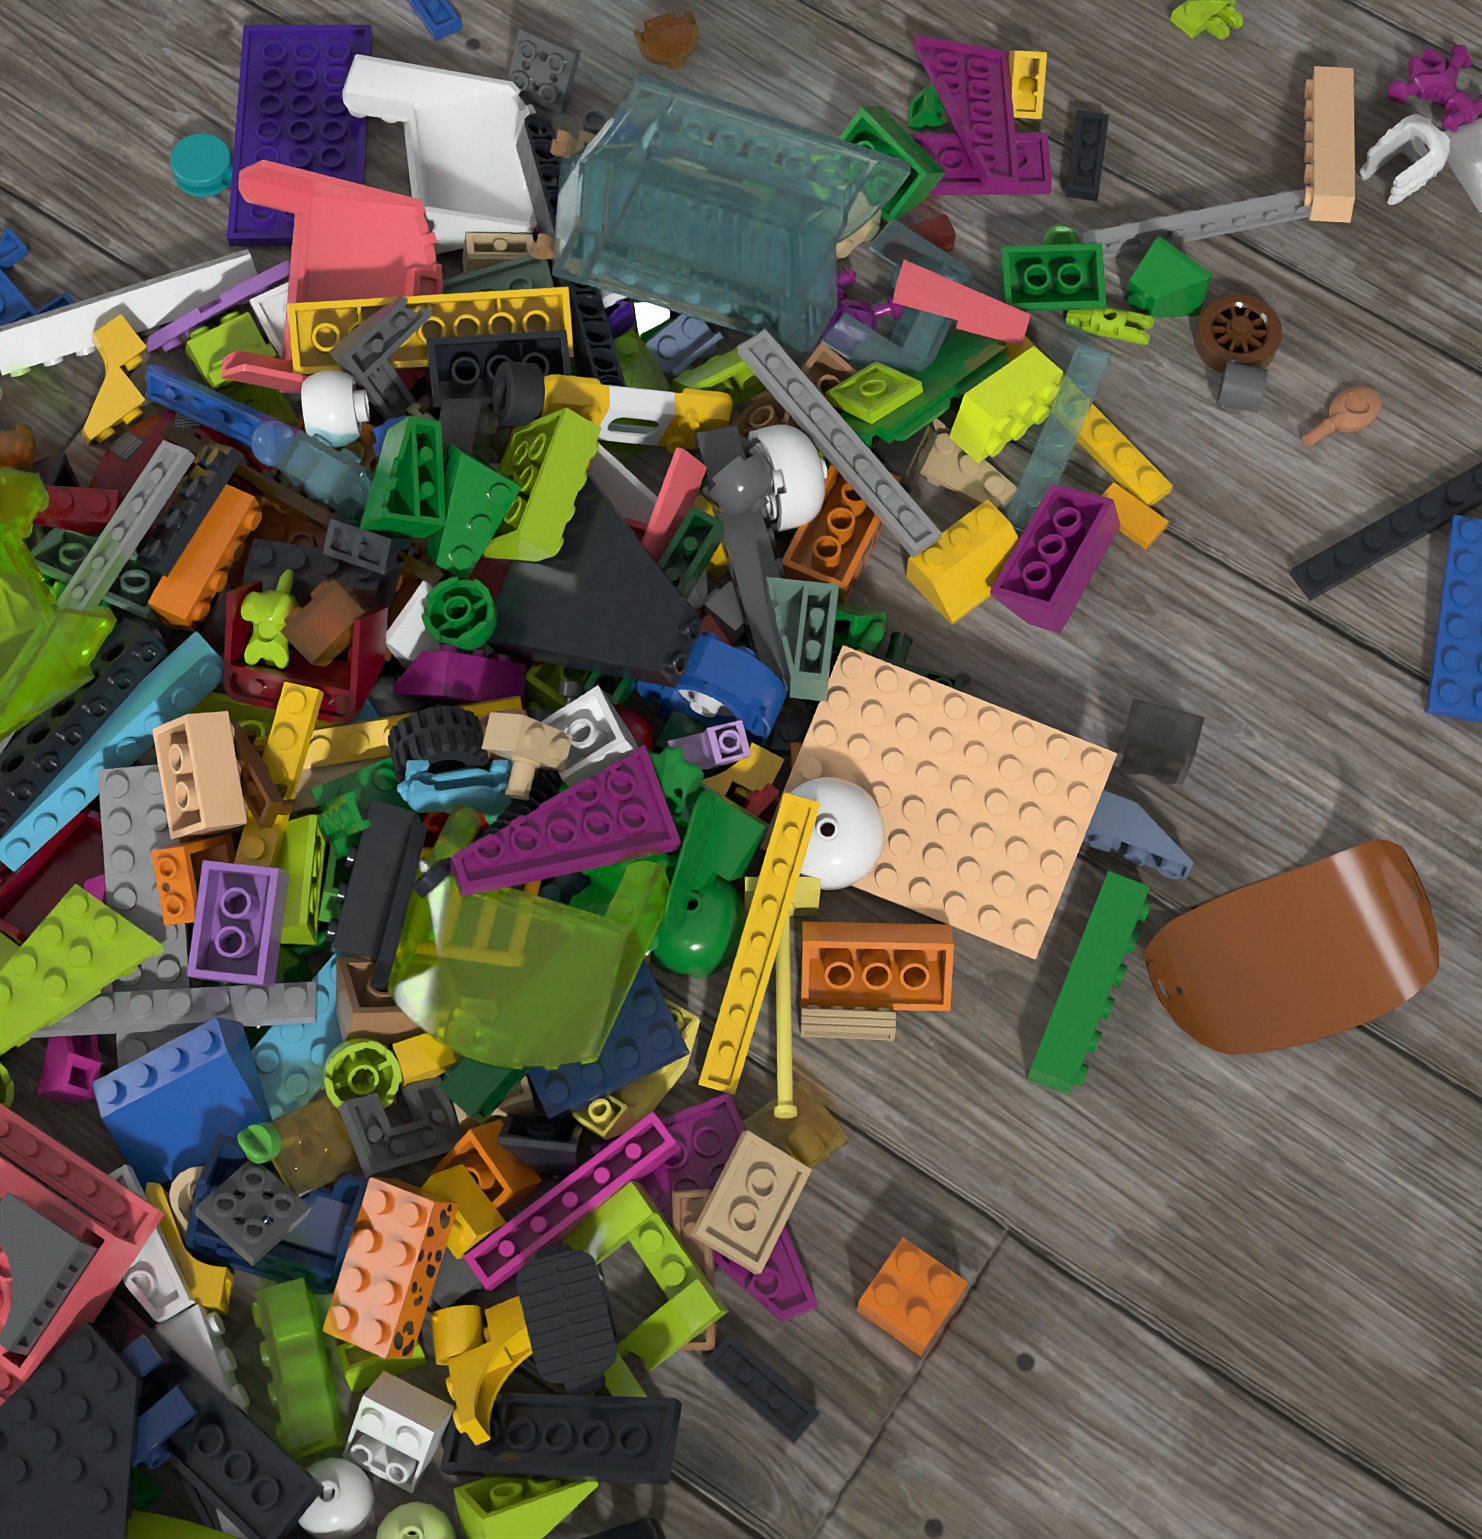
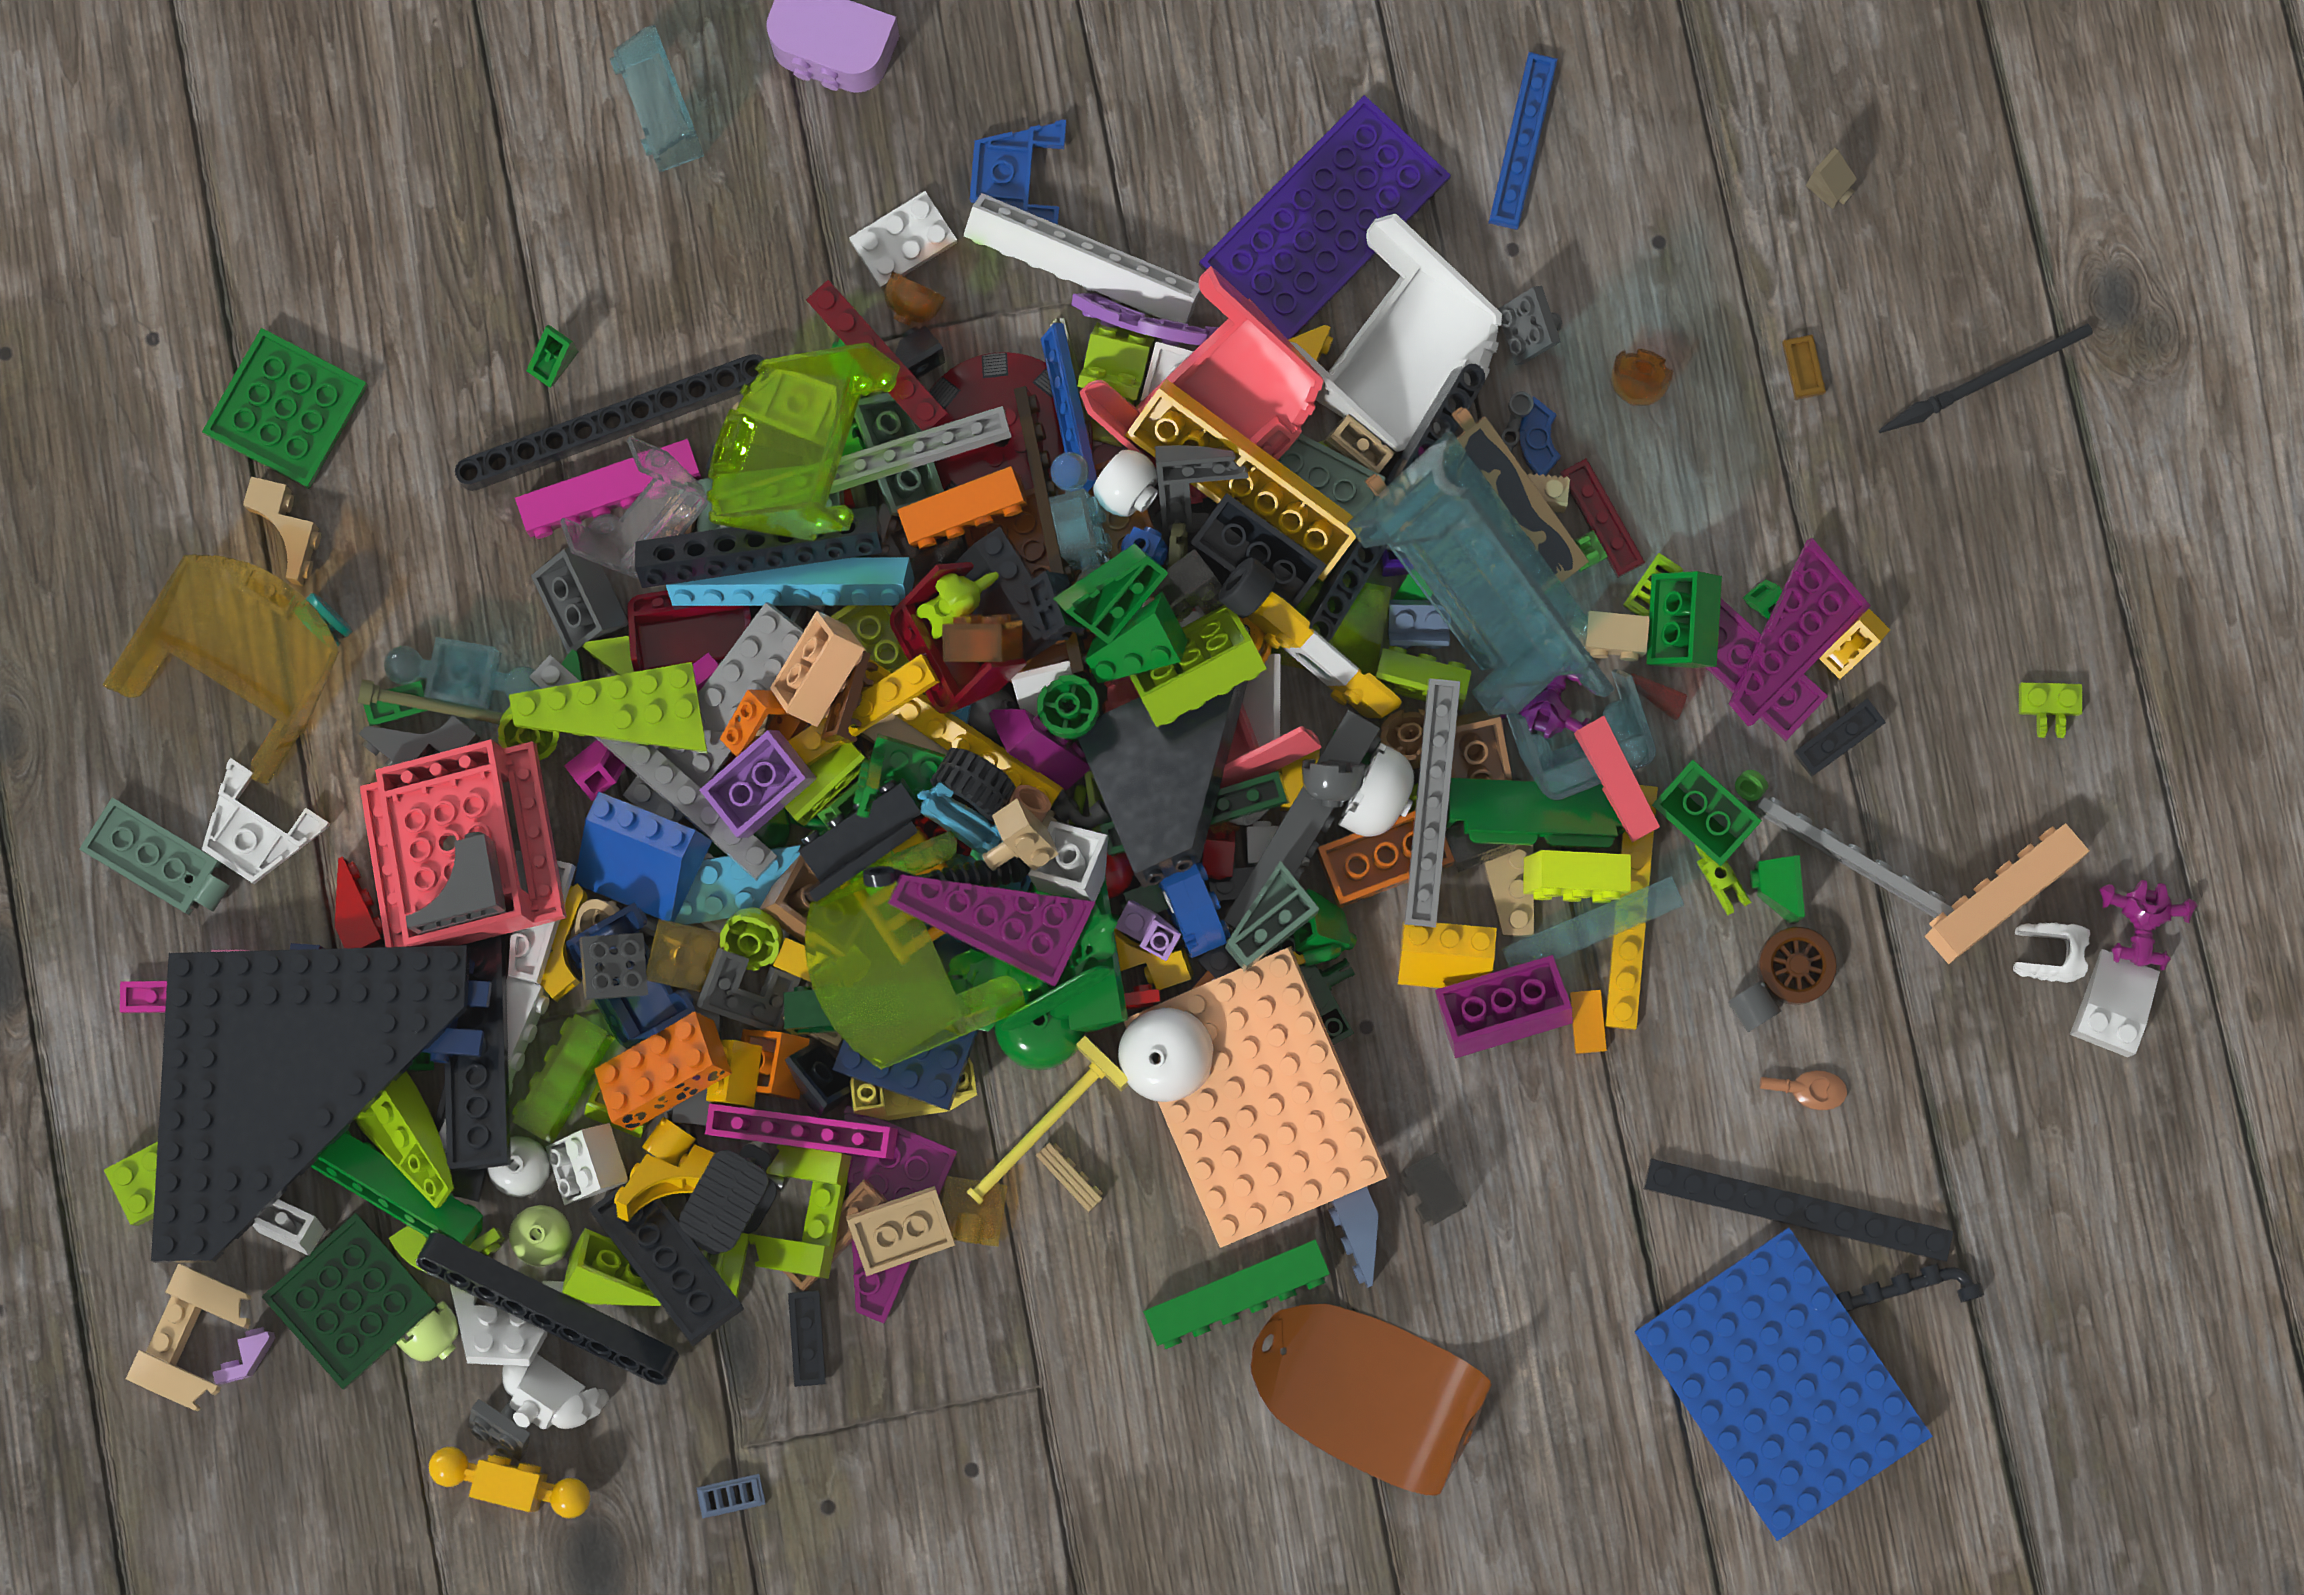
camera: 45 degrees right, 15 degrees up
(118, 396) = (1019, 321): yellow arch -> none
(193, 501) = (977, 469): black plate -> none
(202, 165) = (1236, 184): teal head -> none
(260, 1142) = (652, 930): bright green tile -> none
(759, 943) = (1055, 1083): yellow plate -> none
(874, 392) = (1496, 786): lime tile -> none
(877, 965) = (1120, 1158): orange slope -> none
(912, 1296) = (941, 1372): orange brick -> none

